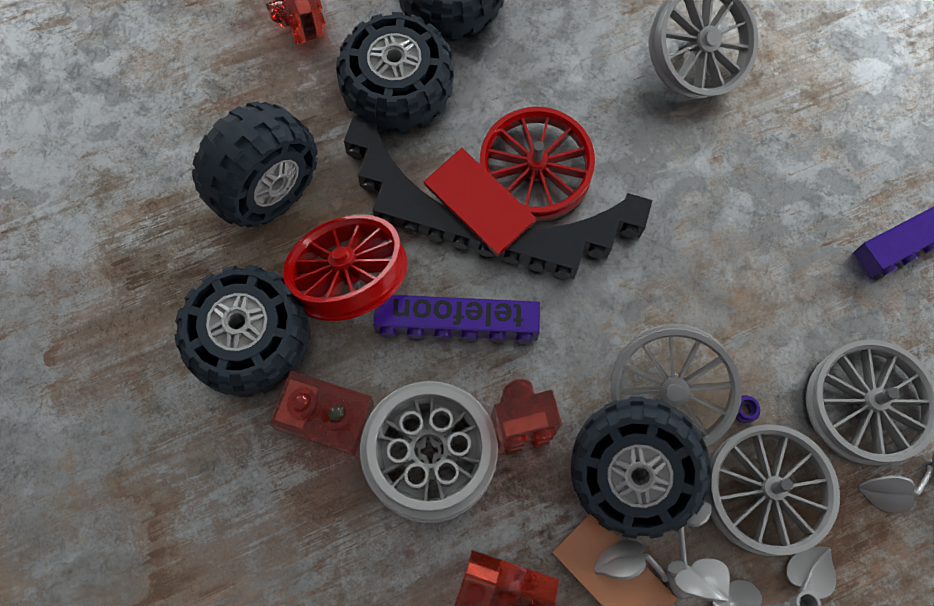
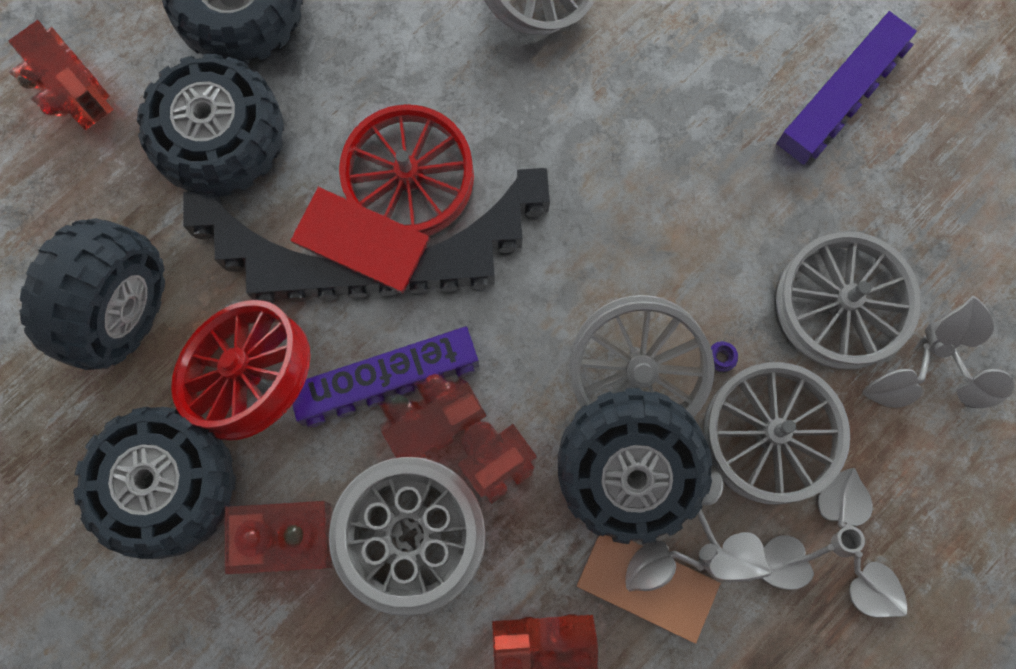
camera: 20 degrees left, 5 degrees up
(483, 368) = (433, 422): none -> clear red piece

